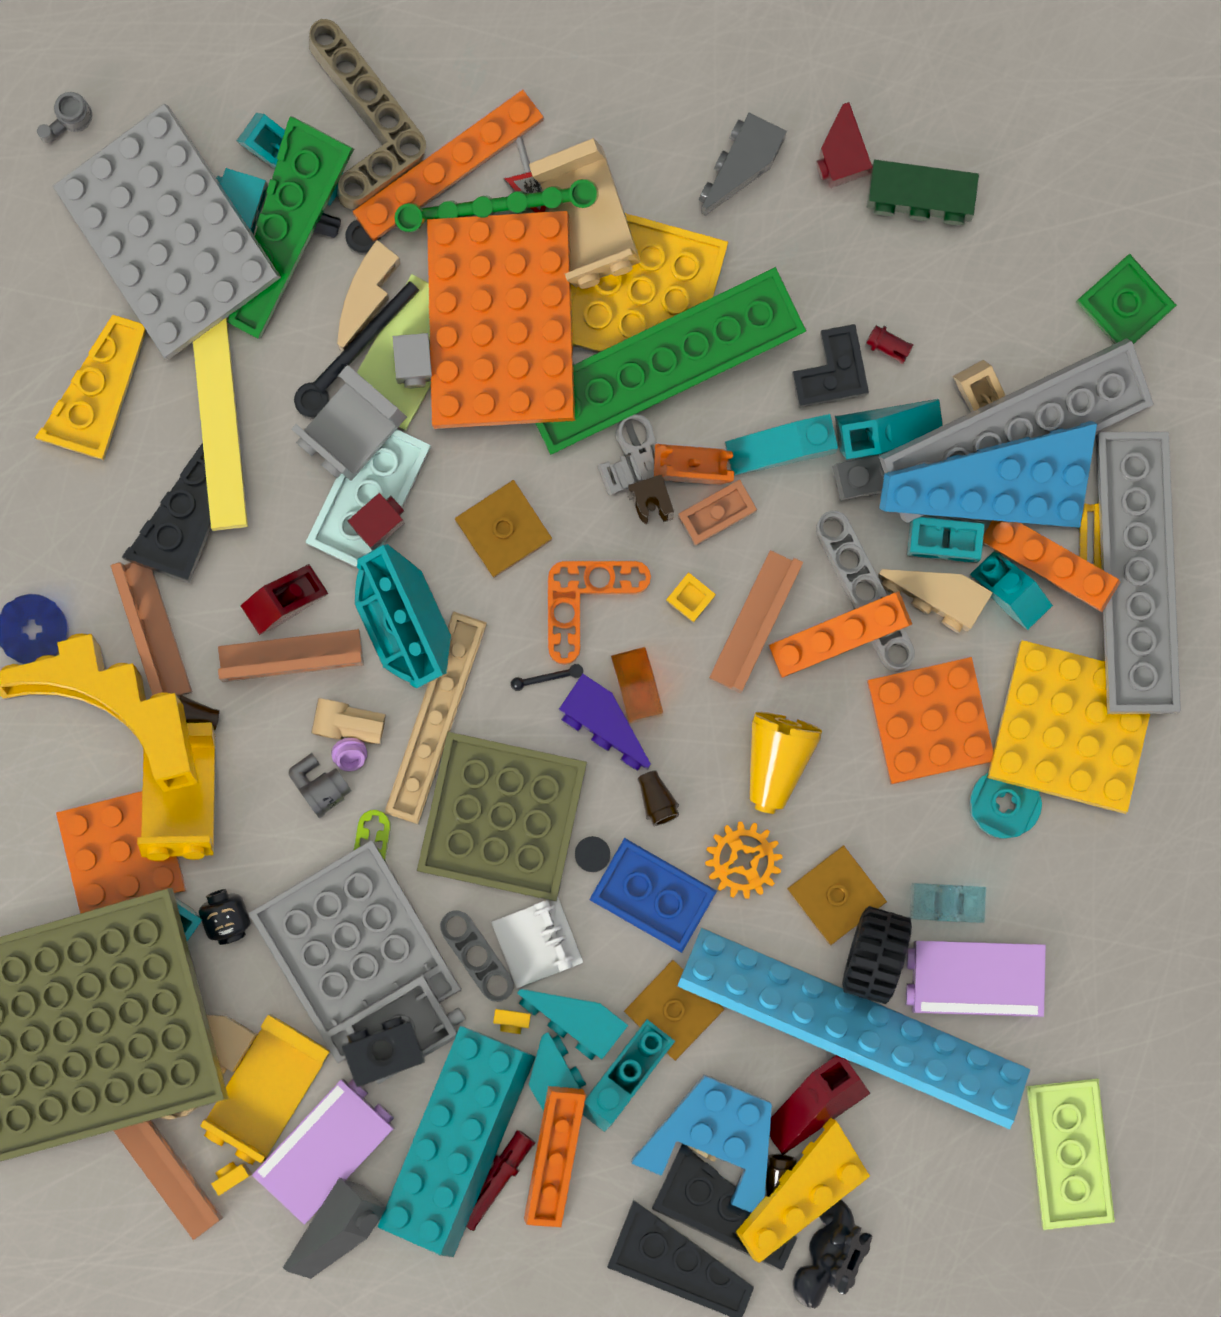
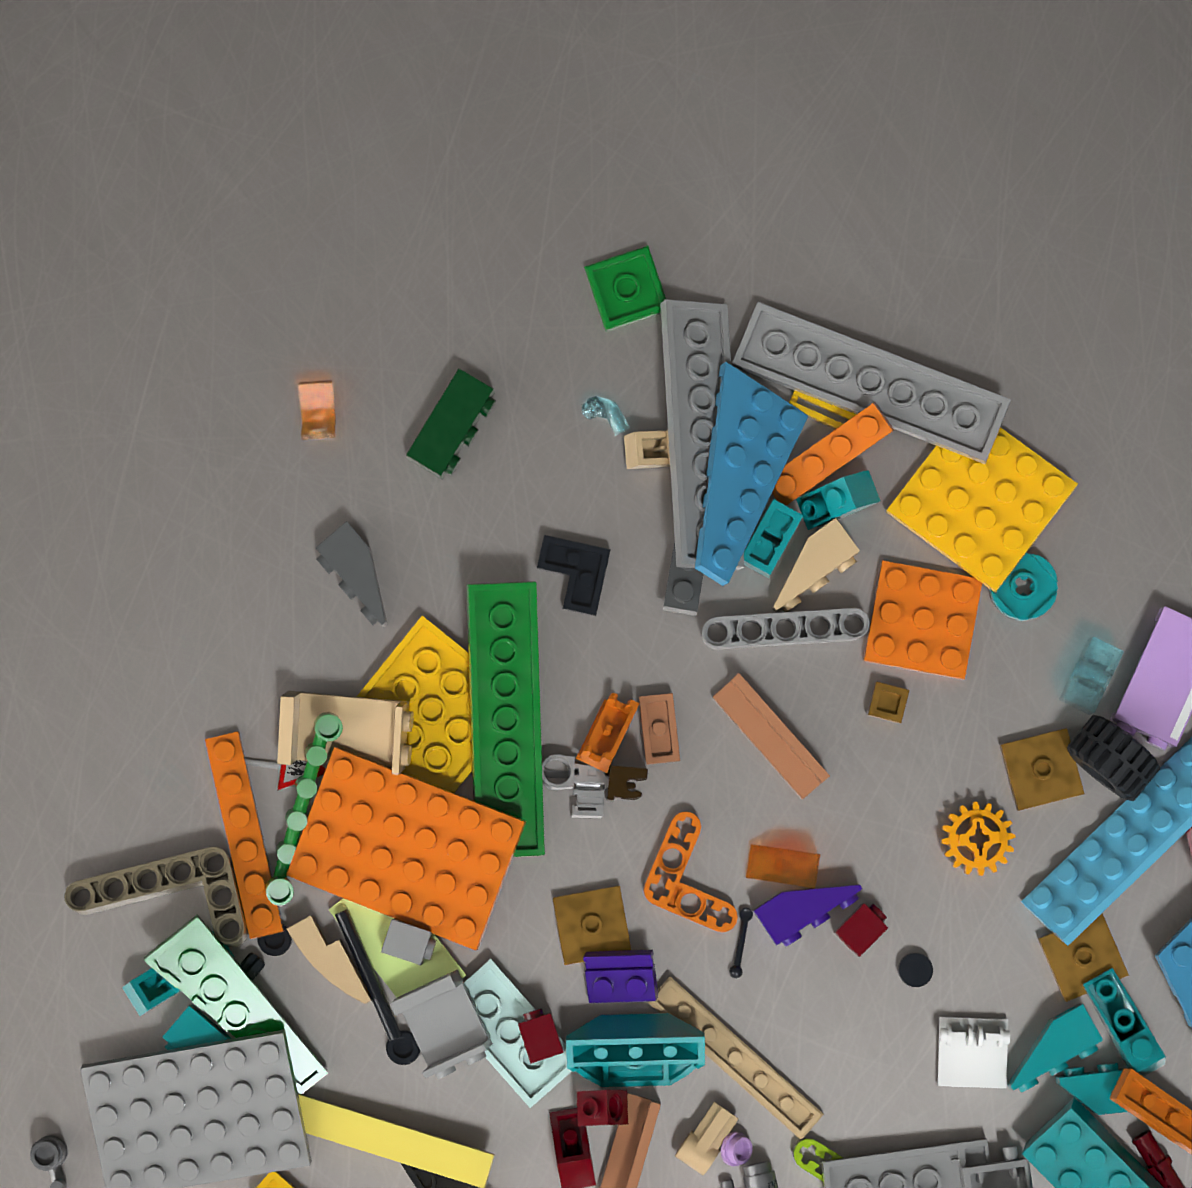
camera: 65 degrees left, 0 degrees up
(334, 609) = (602, 1108): none -> dark red brick
(461, 946) = (980, 1116): dark grey beam -> none
(466, 575) = (620, 976): none -> dark purple plate
(502, 816) = (849, 1036): olive plate -> none
(511, 1020) = (1033, 1105): yellow plate -> none
(610, 785) = (862, 928): none -> dark red brick
(653, 895) = (974, 931): blue tile -> none
(657, 800) = (891, 891): dark brown cone -> none
(690, 597) = (725, 785): yellow plate -> none
(778, 758) = (901, 768): yellow cone -> none
(783, 445) = (624, 646): teal slope -> none
(837, 720) = (888, 702): none -> pearl gold plate
(840, 634) = (816, 667): orange plate -> none
(843, 151) = (385, 478): dark red slope -> none
(881, 59) = (317, 409): none -> clear orange bracket
(886, 428) = (649, 547): teal slope -> none
(889, 344) = (574, 512): dark red pin -> none
(1001, 334) = (608, 410): none -> clear light blue arm

